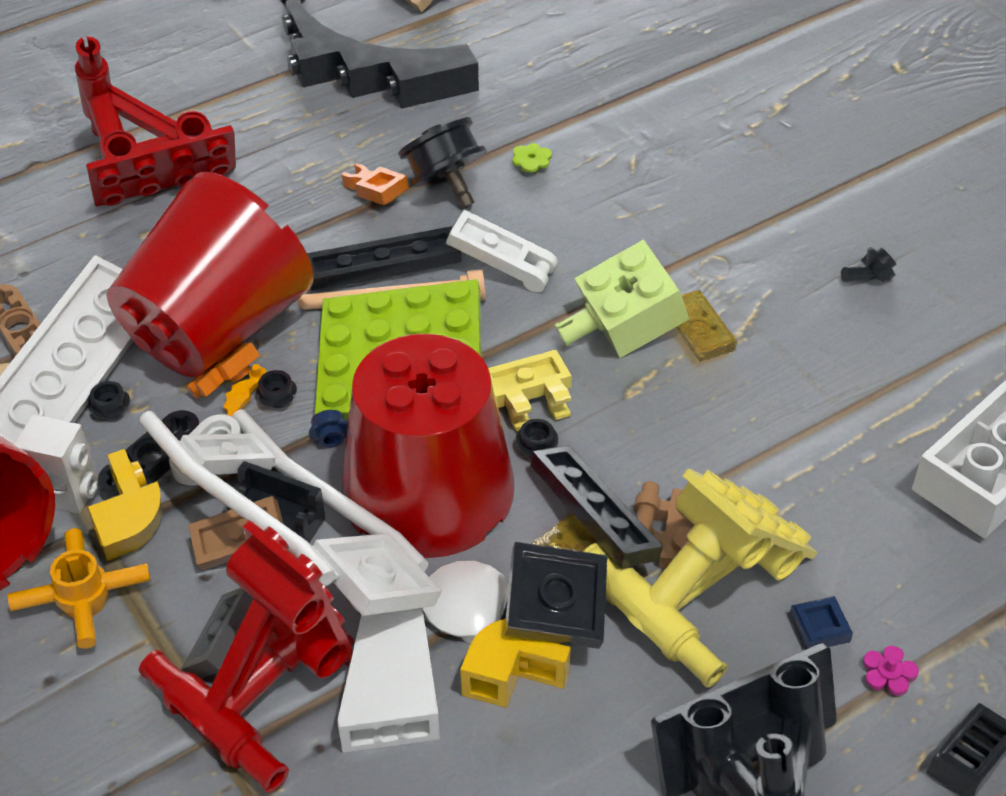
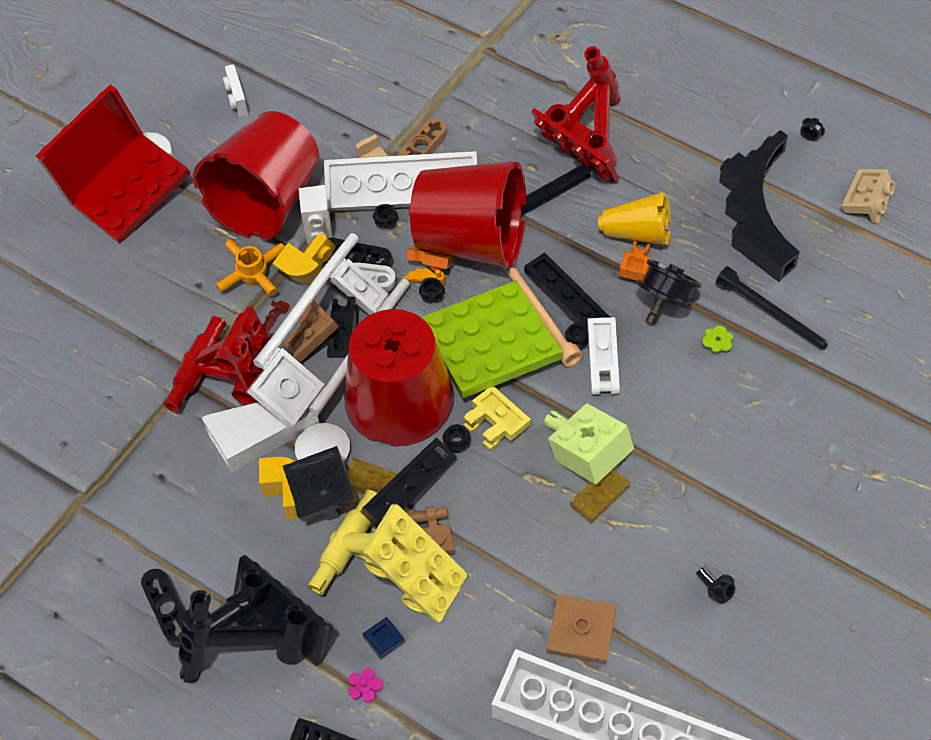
camera: 70 degrees right, 10 degrees up
(180, 578) = (281, 307): none -> clear red piece
(323, 150) = (639, 220): none -> yellow cone
(448, 267) = (577, 329): none -> black plate
(517, 102) = (729, 280): none -> black piece
(885, 408) = (581, 629): none -> medium nougat plate

